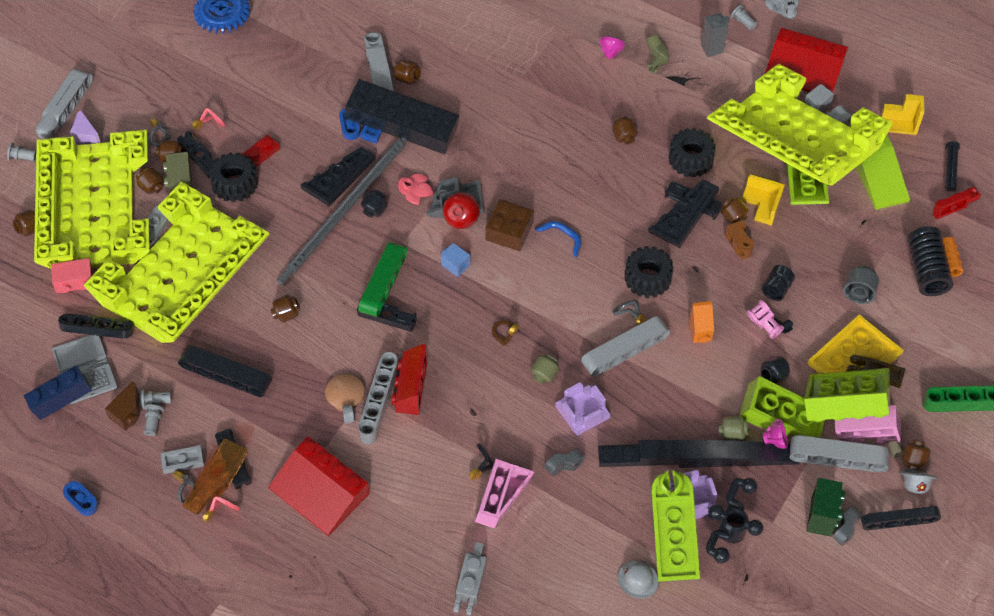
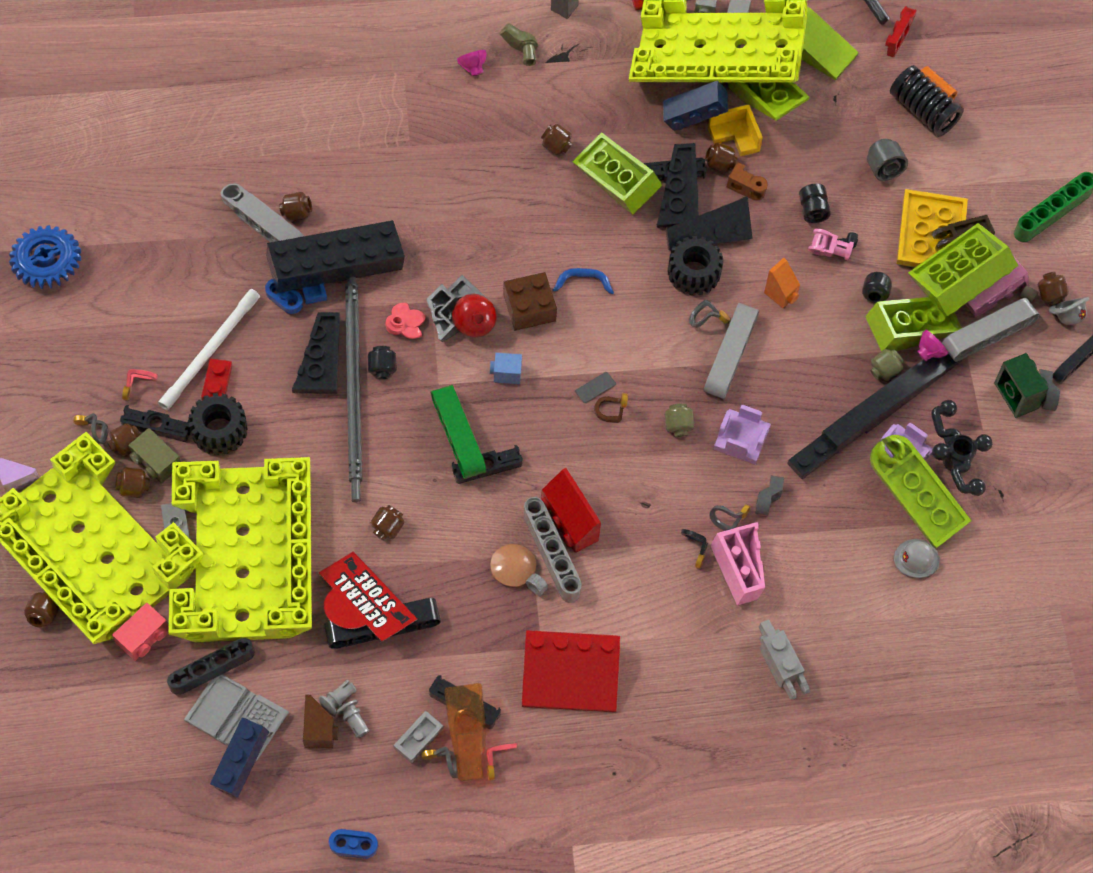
camera: 40 degrees left, 5 degrees up
(224, 346) = (362, 599): none -> red sticker
(226, 142) = (175, 391): none -> white piece
(508, 311) = (595, 387): none -> dark grey sticker
(536, 462) = (741, 515): none -> dark grey piece
(648, 178) = (618, 173): none -> lime slope
(690, 255) = (719, 225): none -> black wing
(692, 163) = (637, 137): black tyre -> none
(742, 162) = (695, 106): none -> dark blue brick

